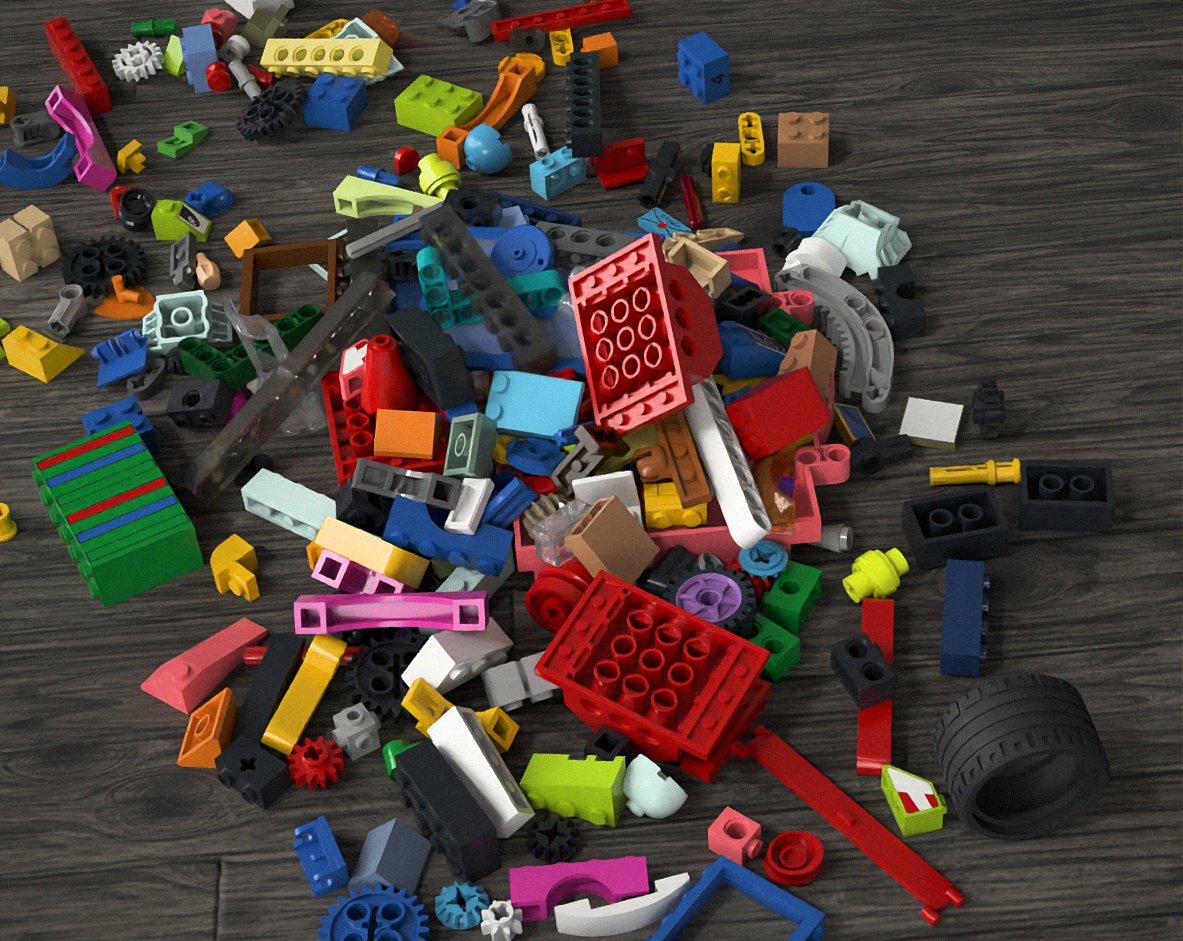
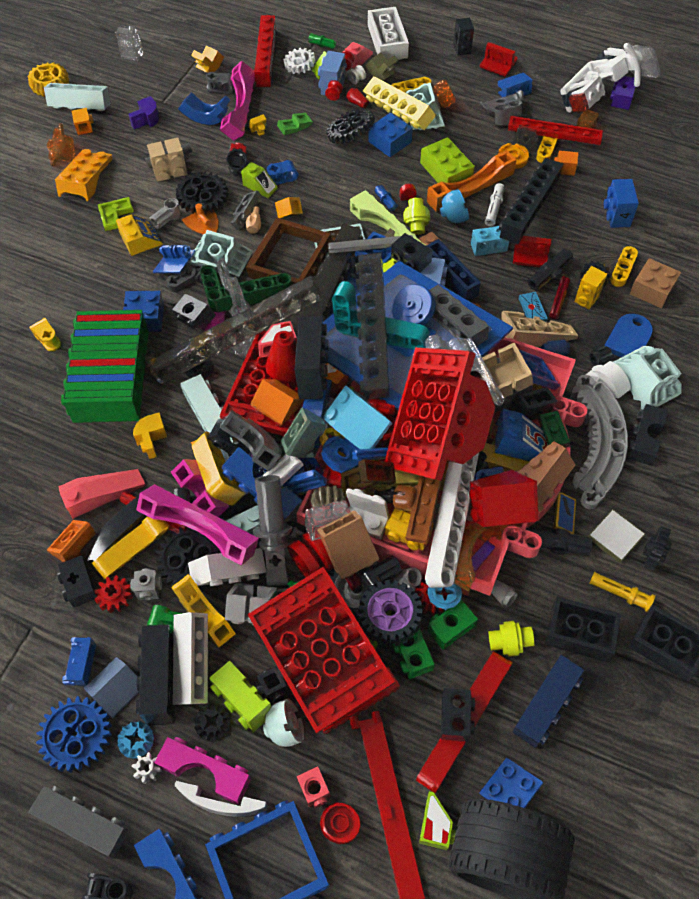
camera: 25 degrees right, 15 degrees up
(246, 80) = (348, 97): light grey pin -> none
(498, 578) = (272, 528): none -> dark grey piece

